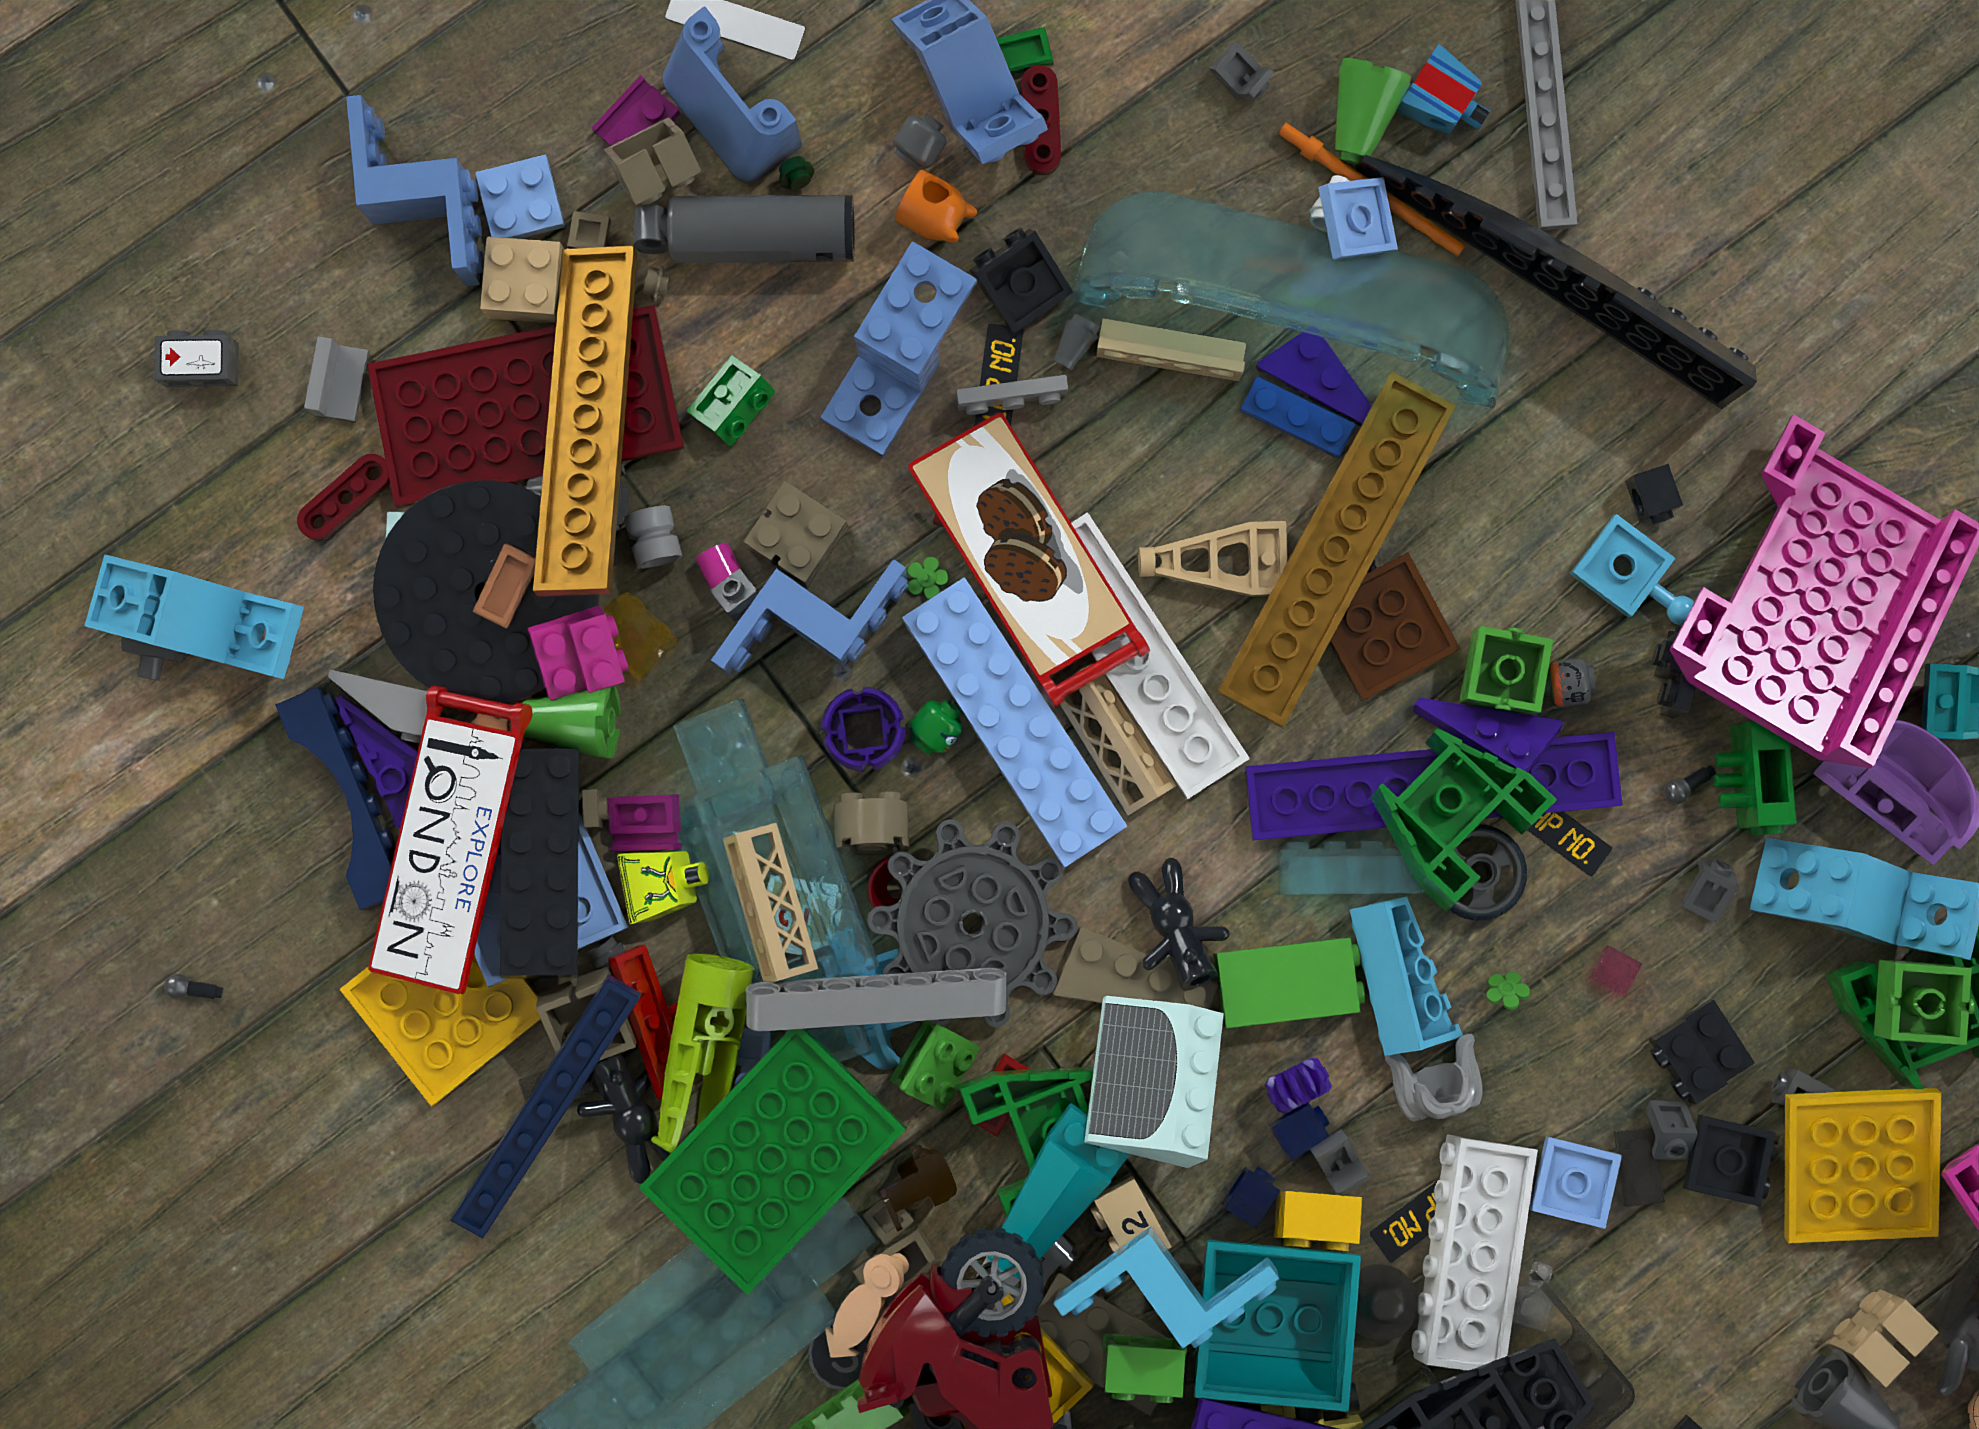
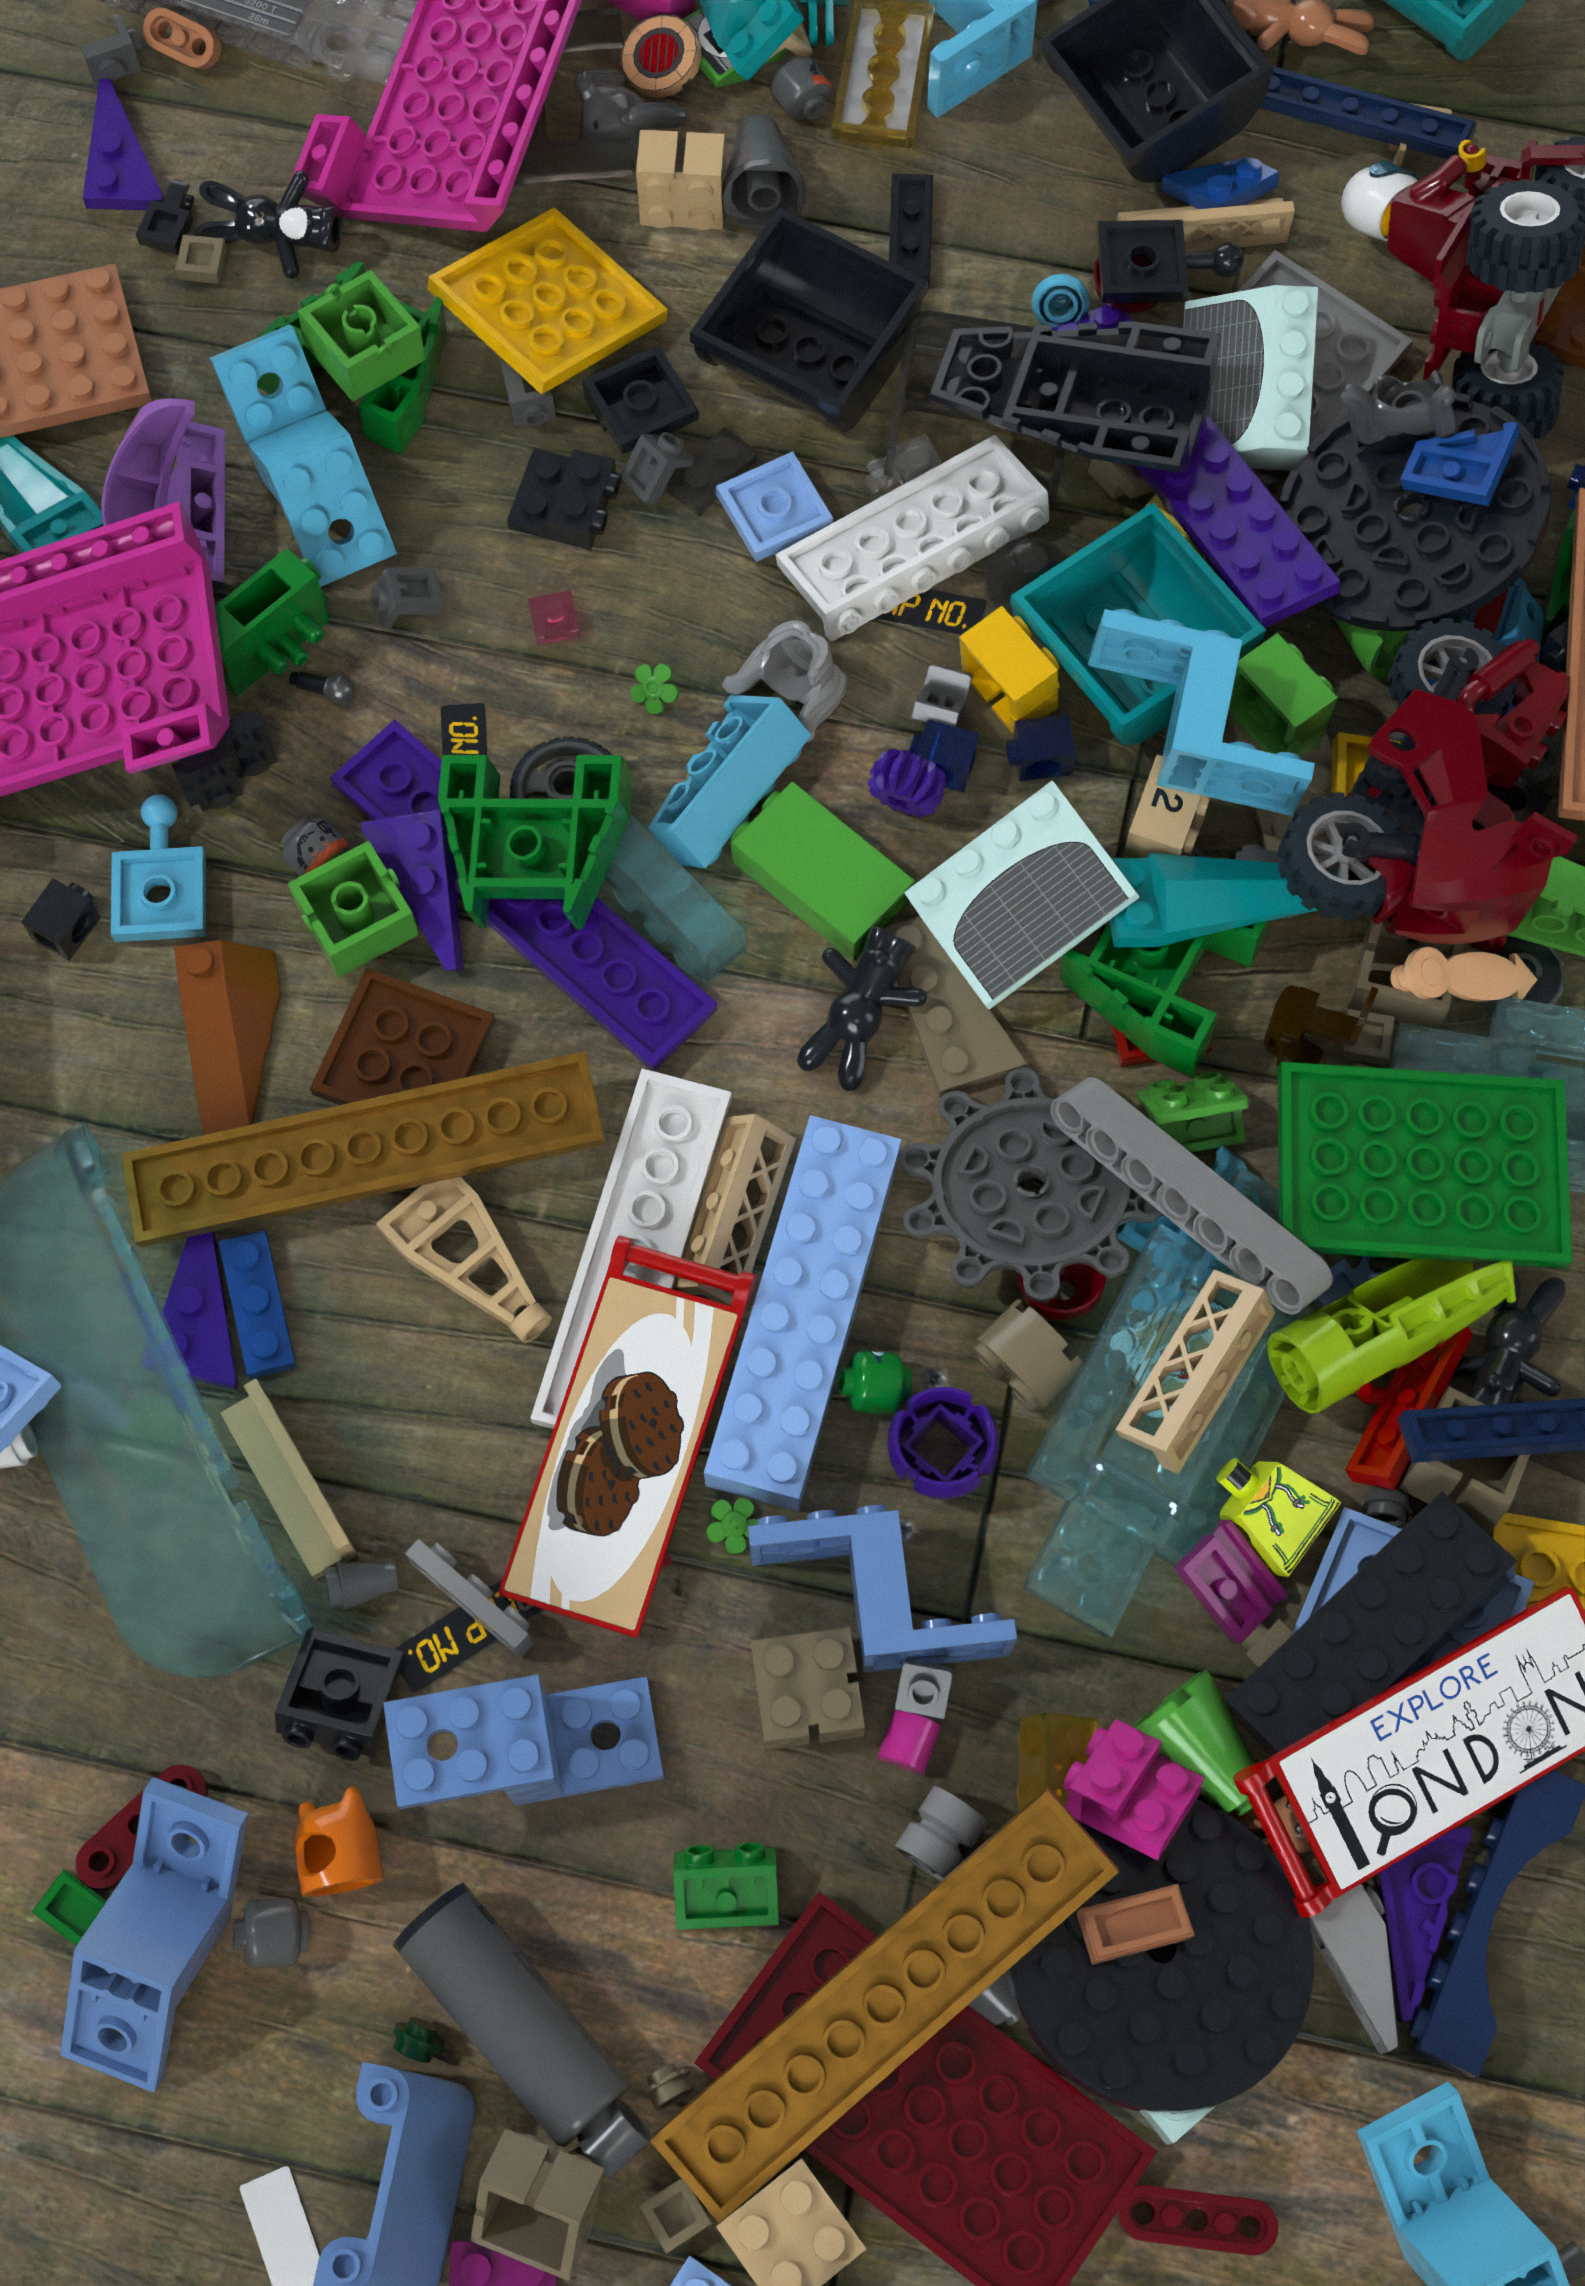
camera: 130 degrees left, 15 degrees down
(1500, 542) = (228, 1019): none -> dark orange wedge
(1688, 1318) = (811, 319): none -> black container

